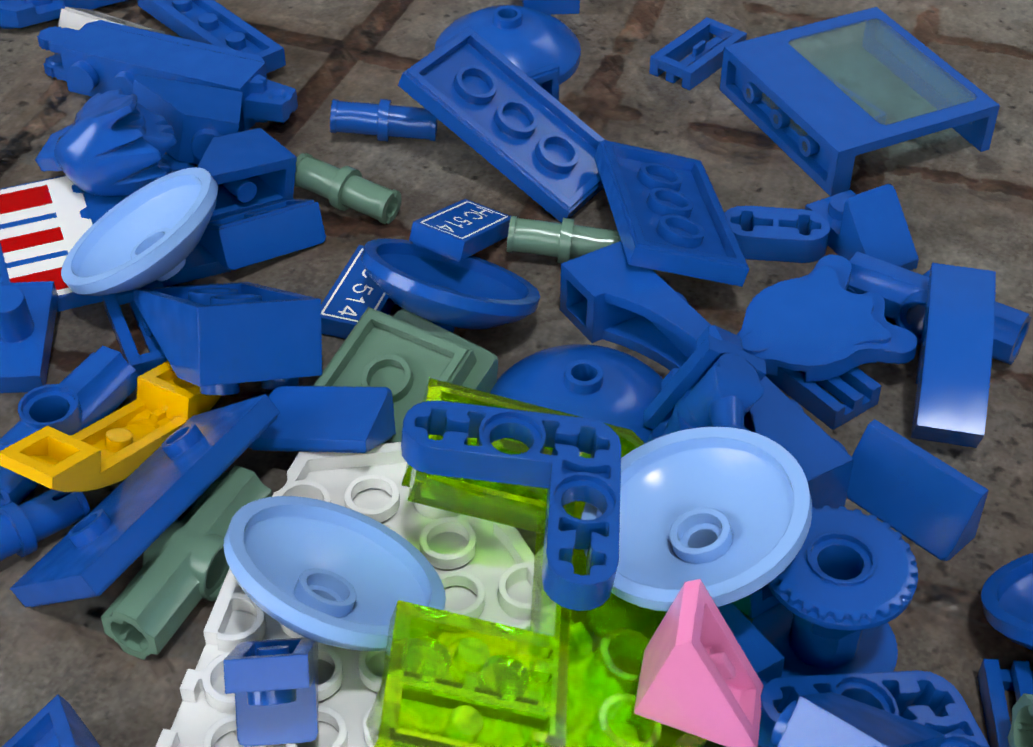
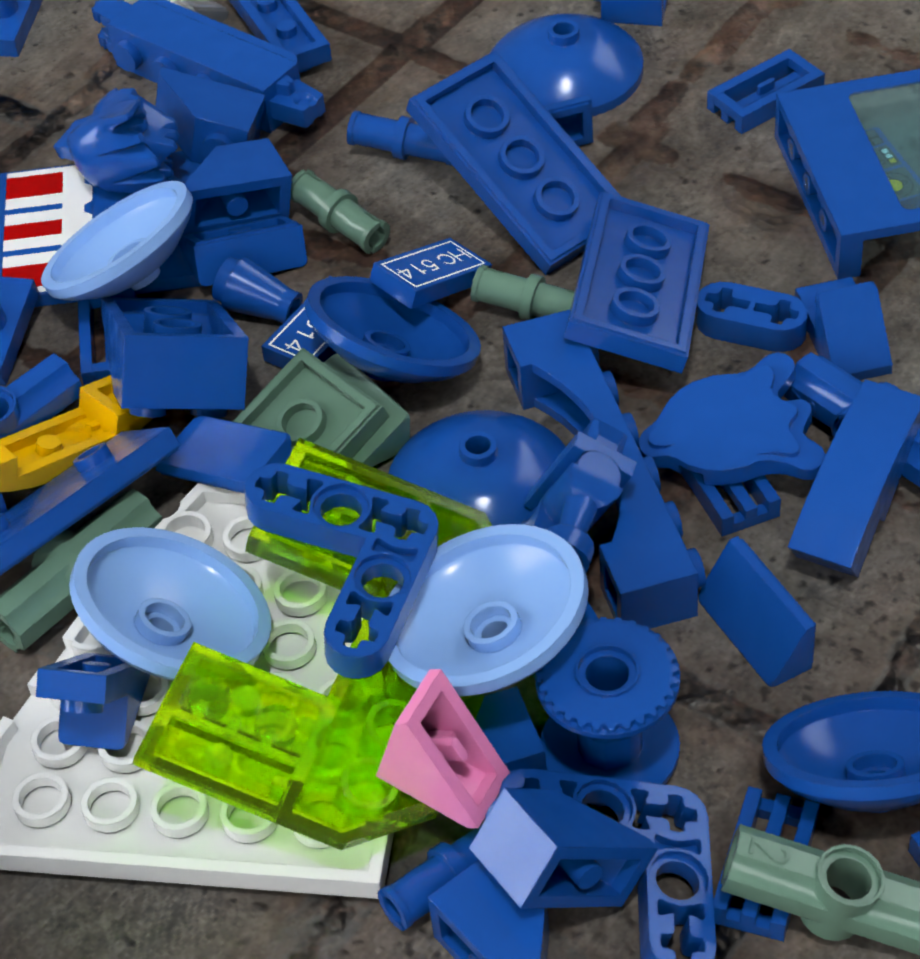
camera: 20 degrees right, 5 degrees up
(289, 267) = (253, 291): none -> blue cone

